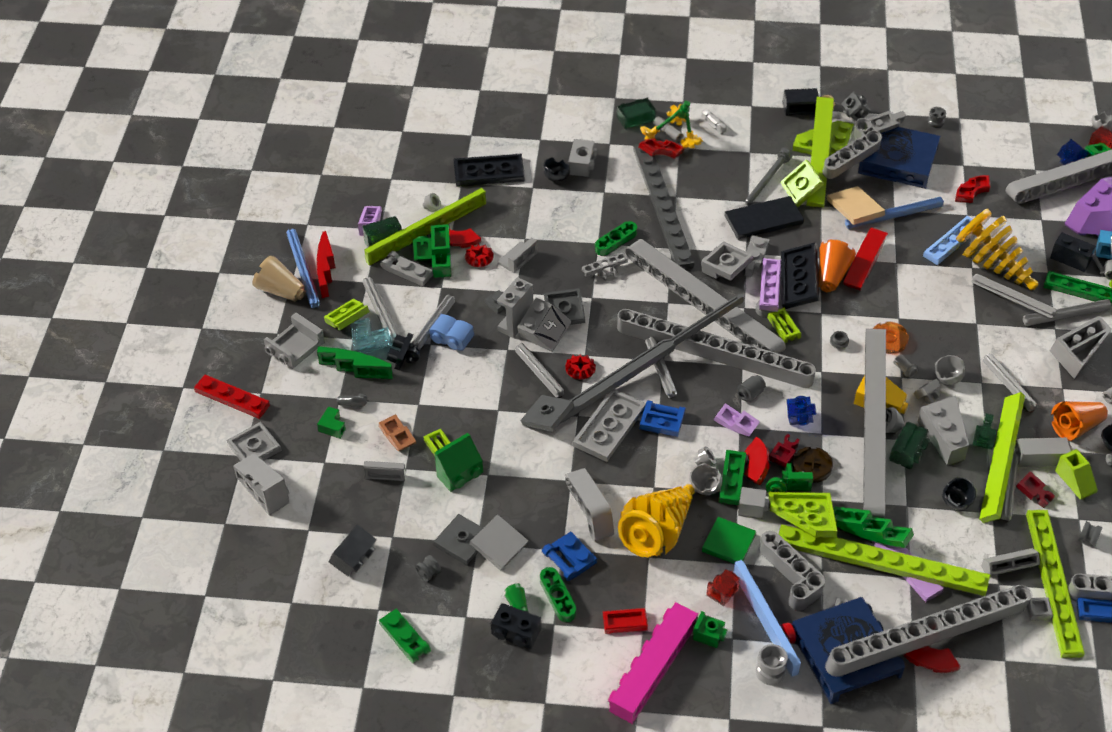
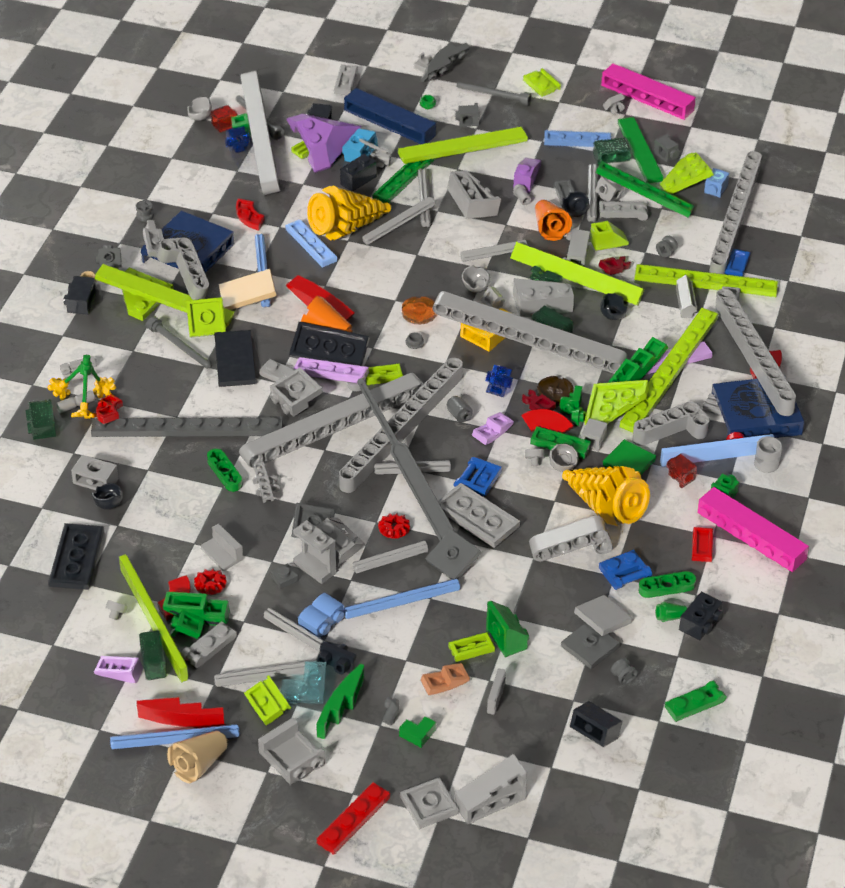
camera: 80 degrees left, 5 degrees down
(489, 387) = (401, 598): none -> medium blue axle

